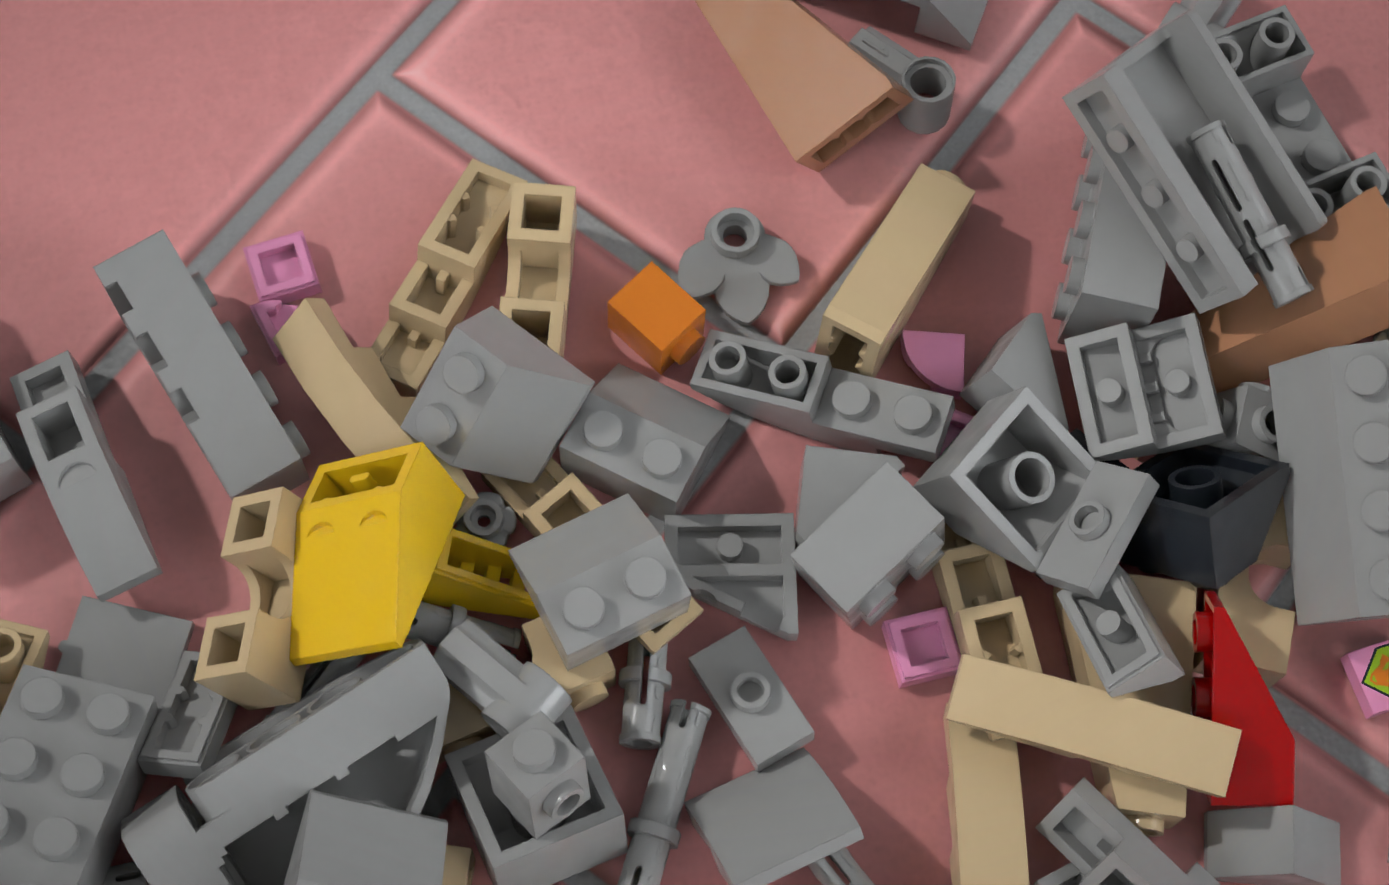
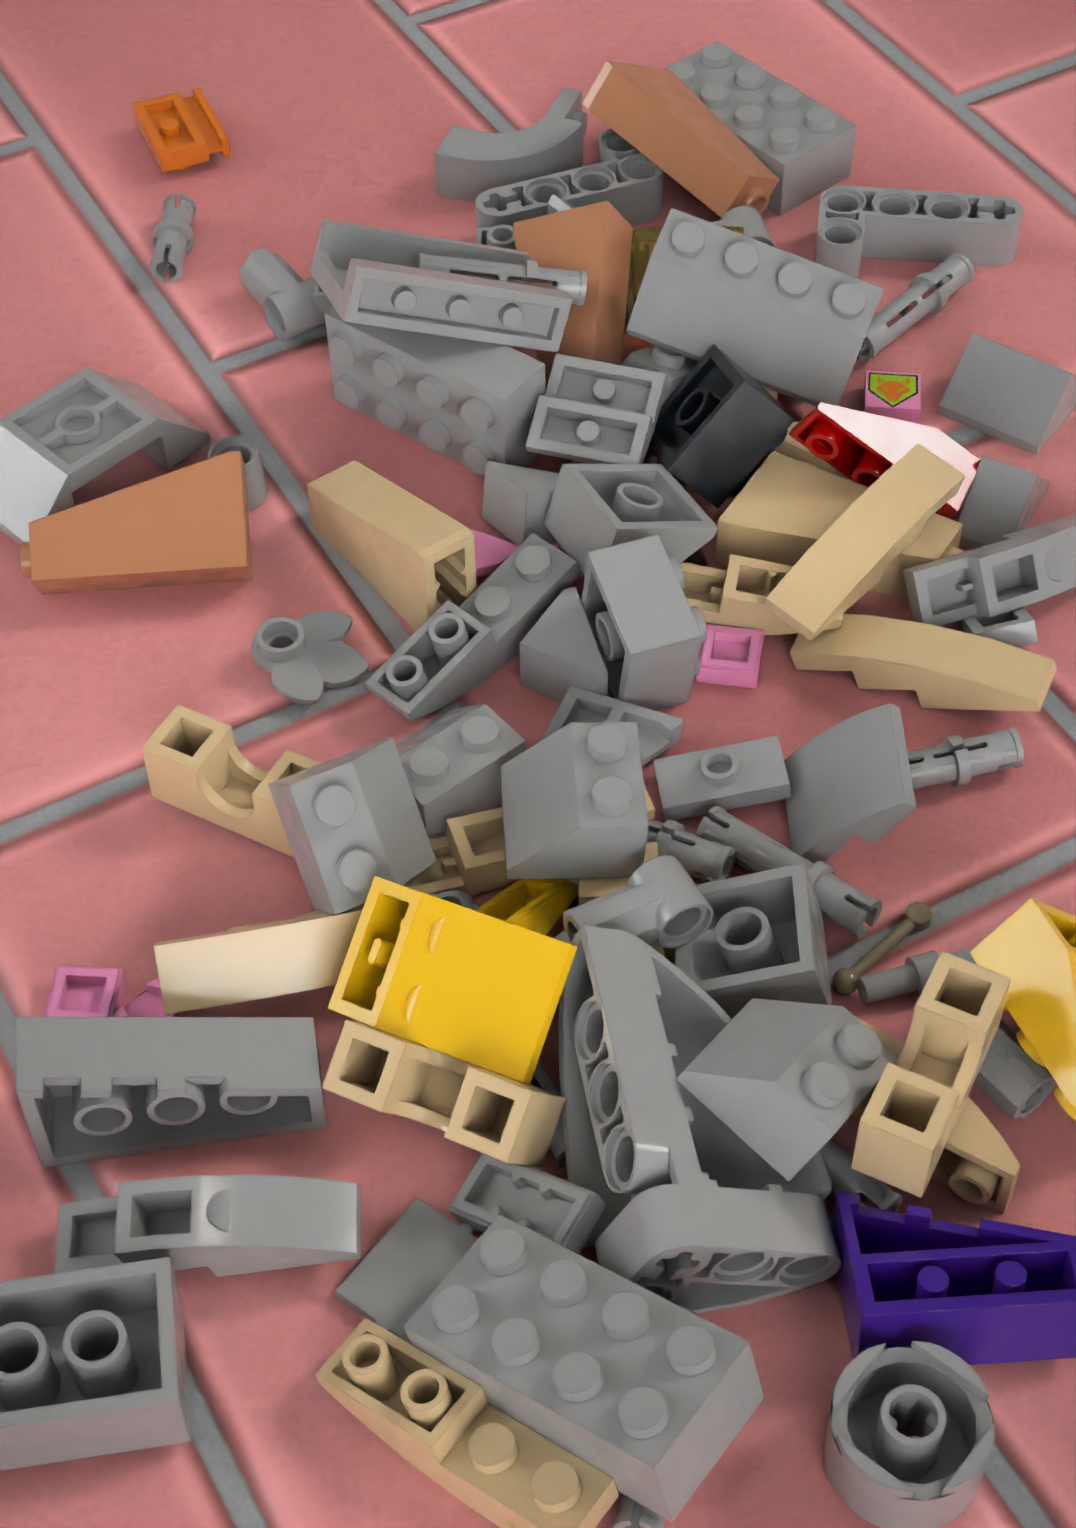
camera: 60 degrees left, 20 degrees down
(446, 276) = (174, 856): tan slope -> none
(538, 774) = (748, 894): light grey brick -> none
(657, 319) = (330, 715): orange brick -> none
(1097, 529) = (707, 471): light grey plate -> none
(1121, 636) = (797, 487): light grey slope -> none

